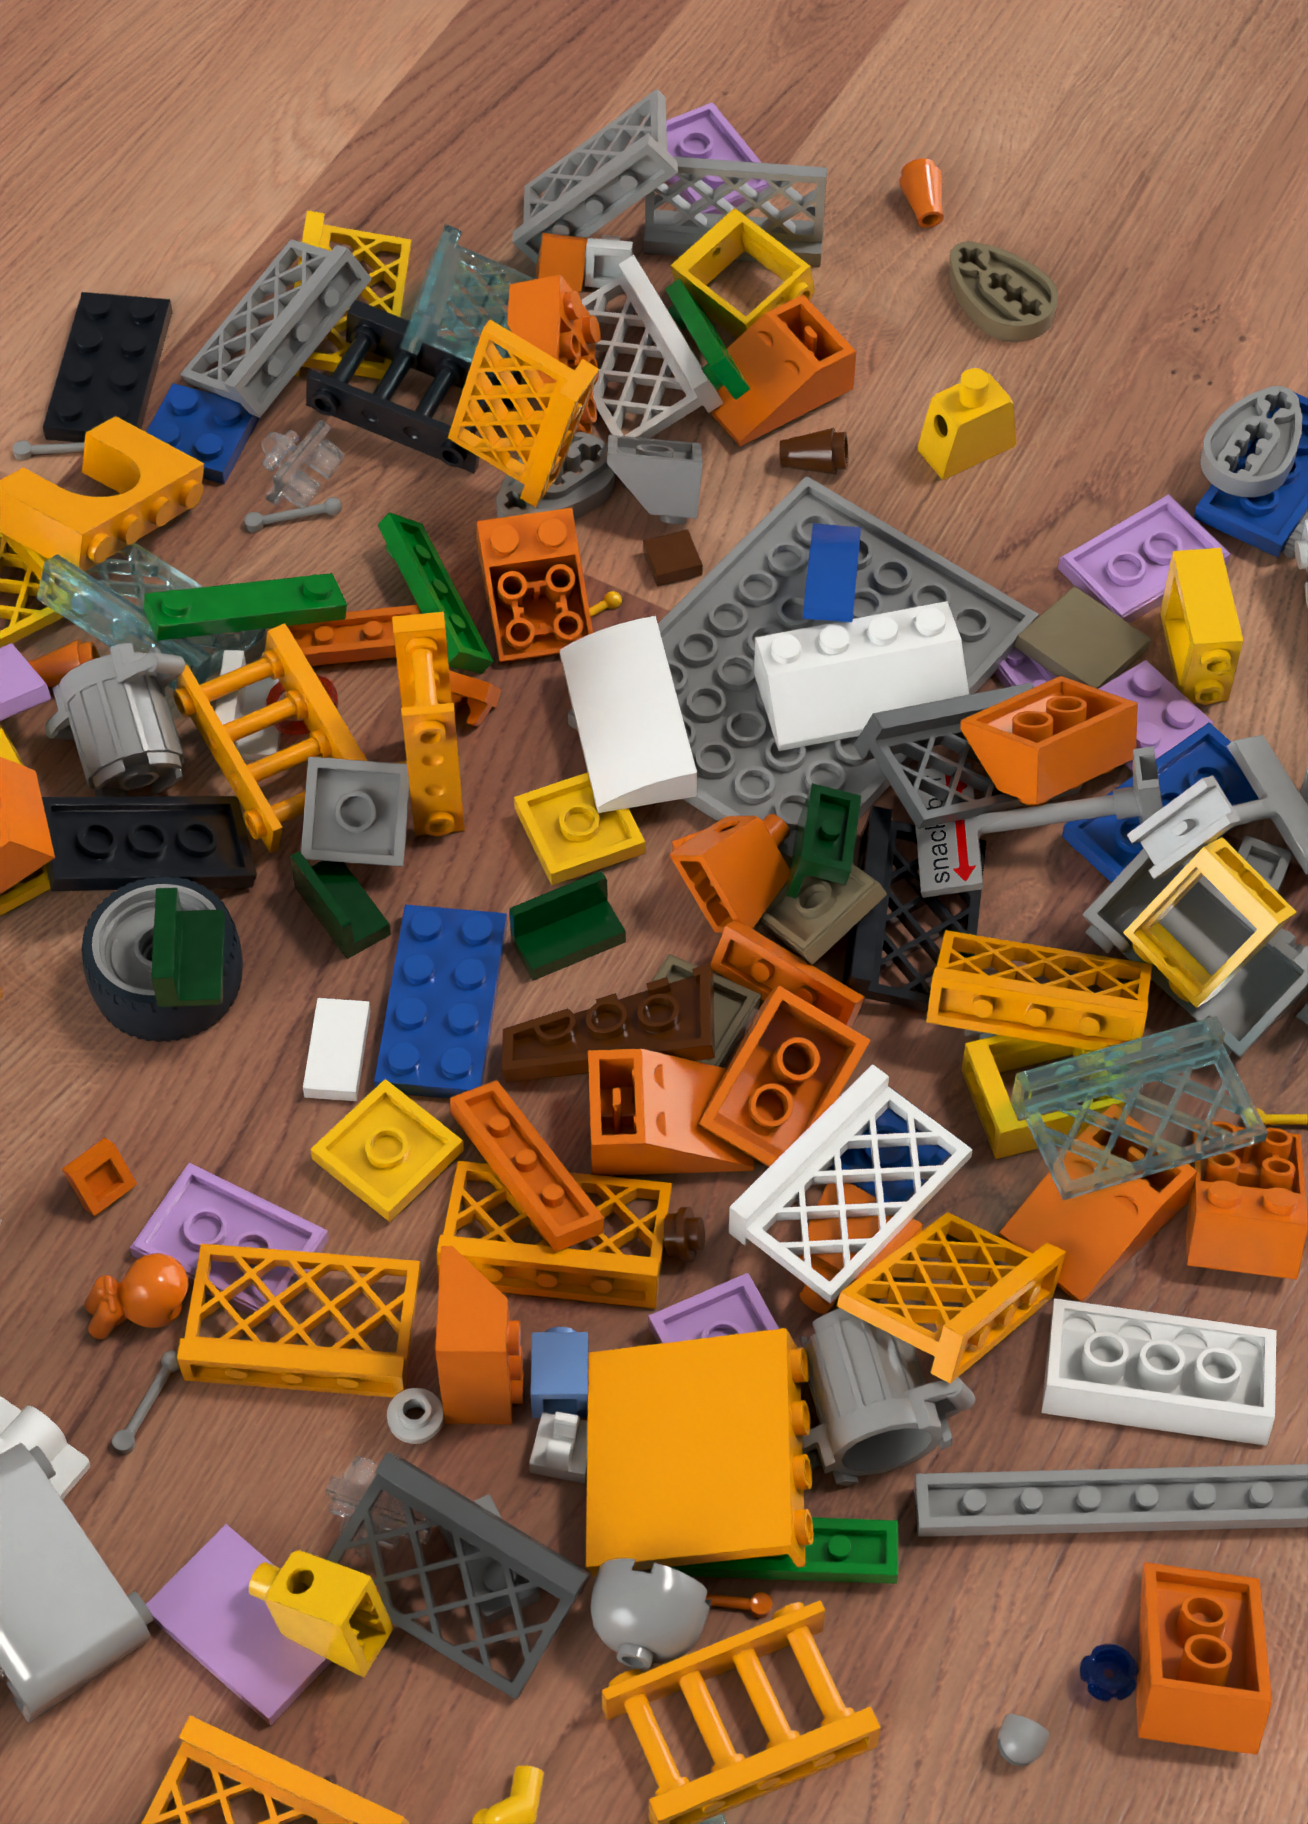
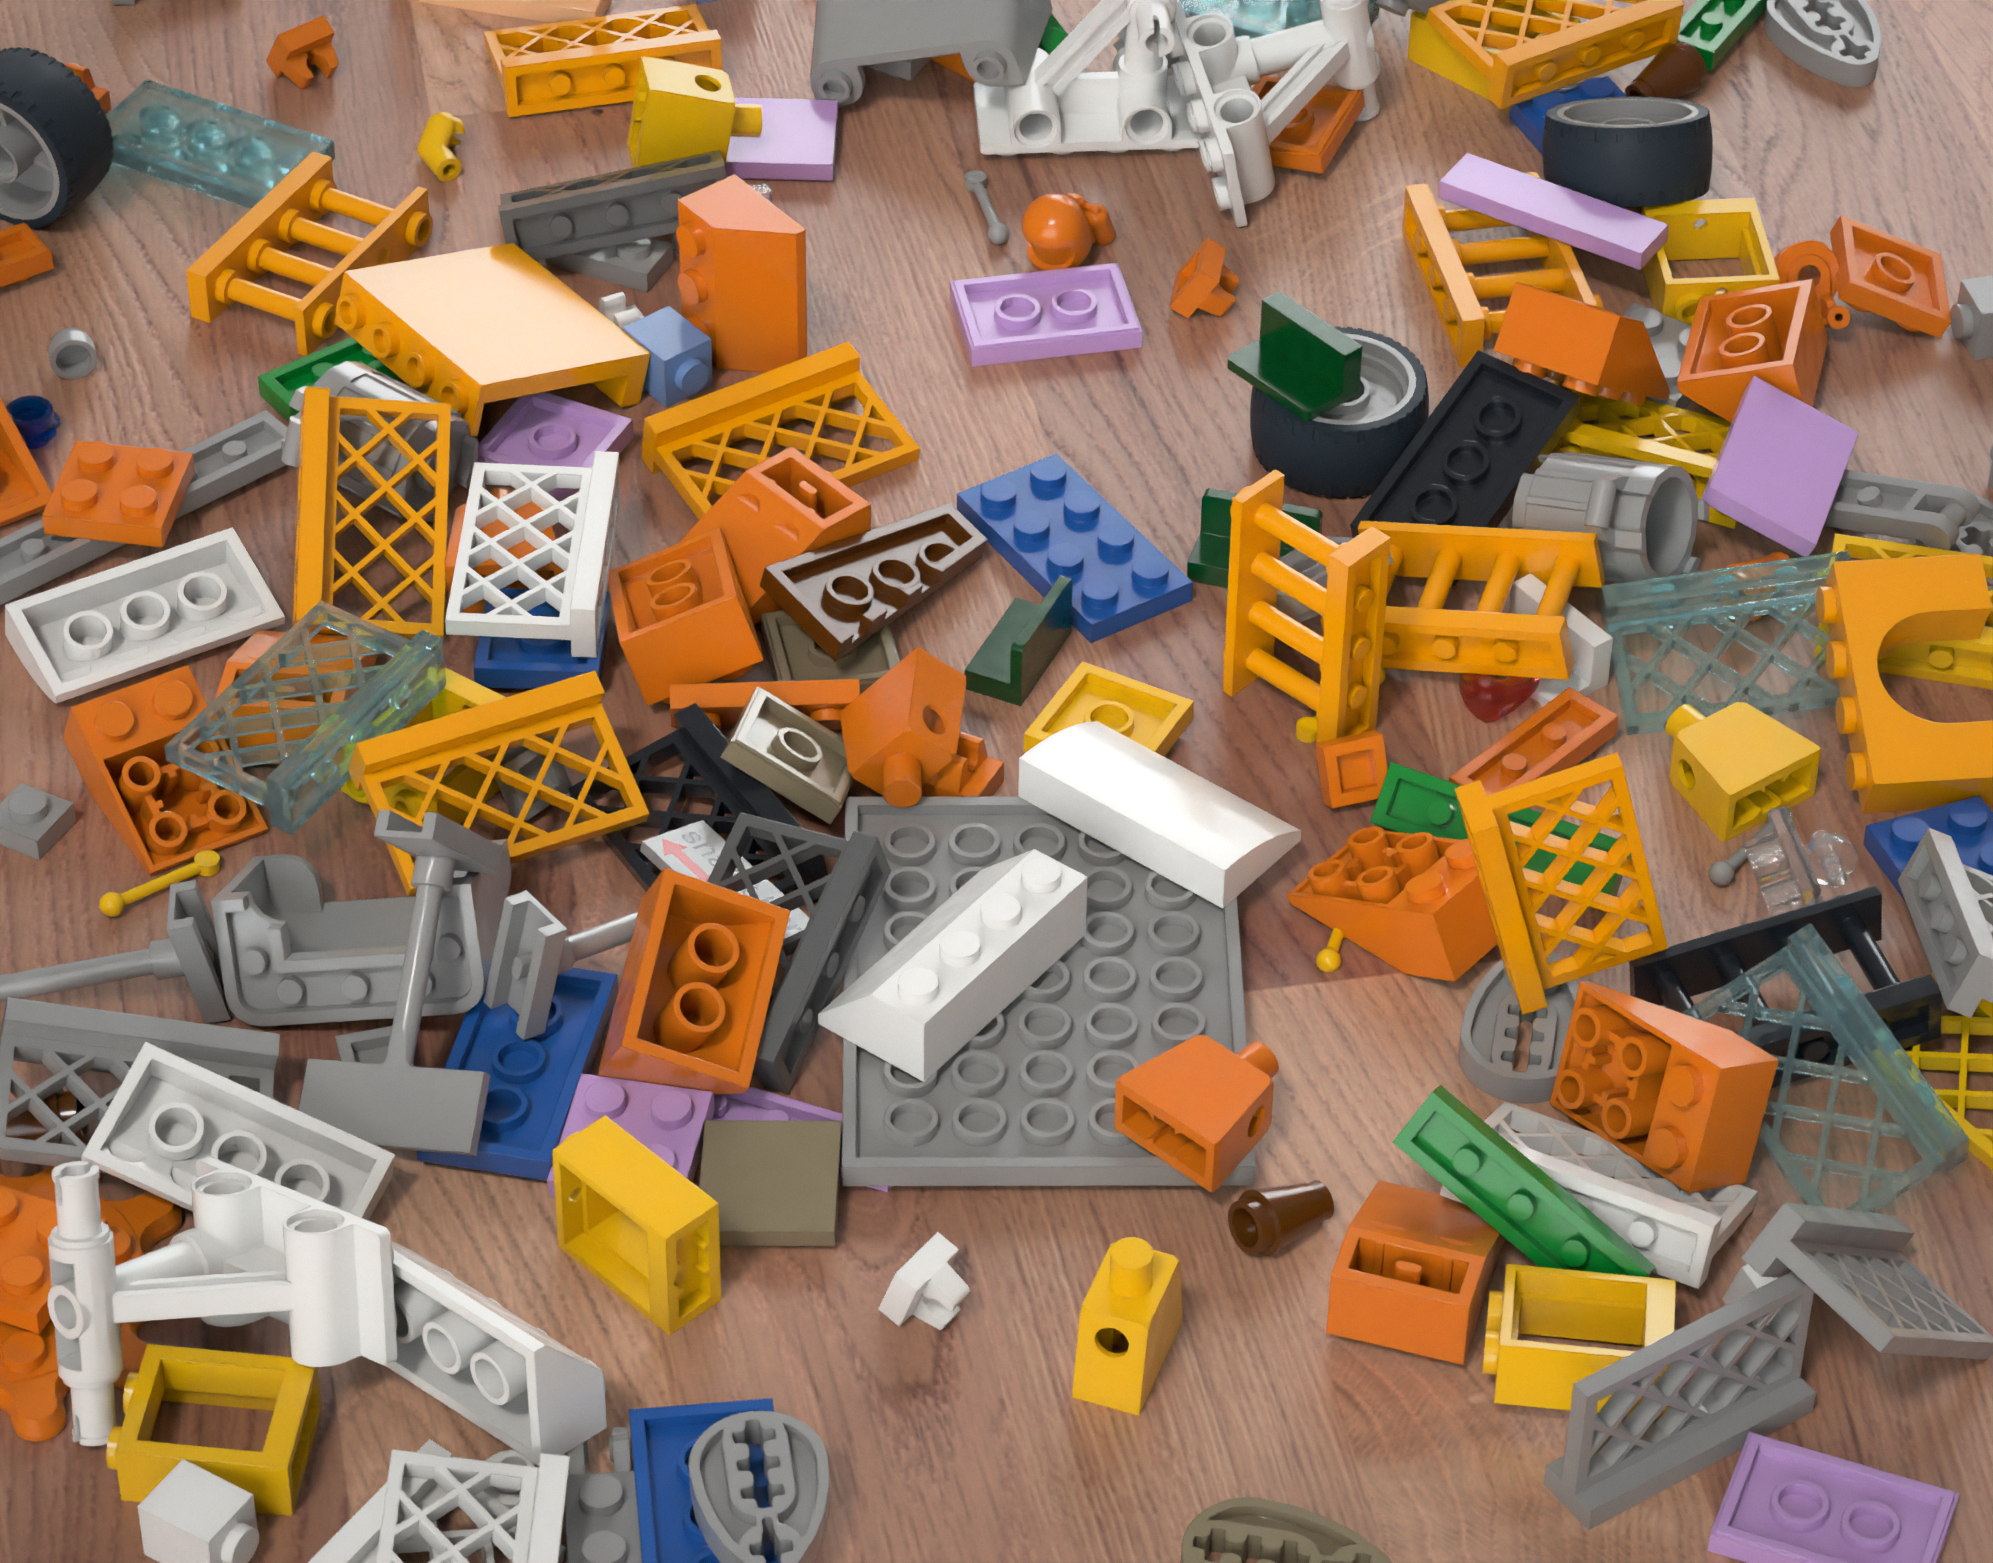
camera: 140 degrees right, 15 degrees down
(244, 606) = (1636, 662): green plate -> none
(248, 540) = (1738, 766): none -> yellow torso
(283, 1362) = (911, 255): light orange fence -> none
(336, 1049) = (1121, 467): white tile -> none
(387, 1150) = (986, 418): yellow plate -> none
(527, 1166) = (847, 445): orange plate -> none
(647, 1614) = (435, 225): light grey cylinder -> none
(659, 474) = (1417, 1047): light grey slope -> none
(672, 557) = (1311, 1025): reddish brown tile -> none
(683, 1234) = (663, 490): reddish brown plate -> none
(811, 490) = (1199, 1106): none -> orange torso
(824, 837) = (829, 763): dark green panel -> none
(832, 573) = (1079, 997): blue slope -> none
(1053, 525) = (926, 1286): none -> white tile
(1107, 1491) = (118, 493): none -> orange plate
(1132, 560) = (788, 1330): lavender tile -> none
(1242, 887) = (337, 893): yellow window -> none

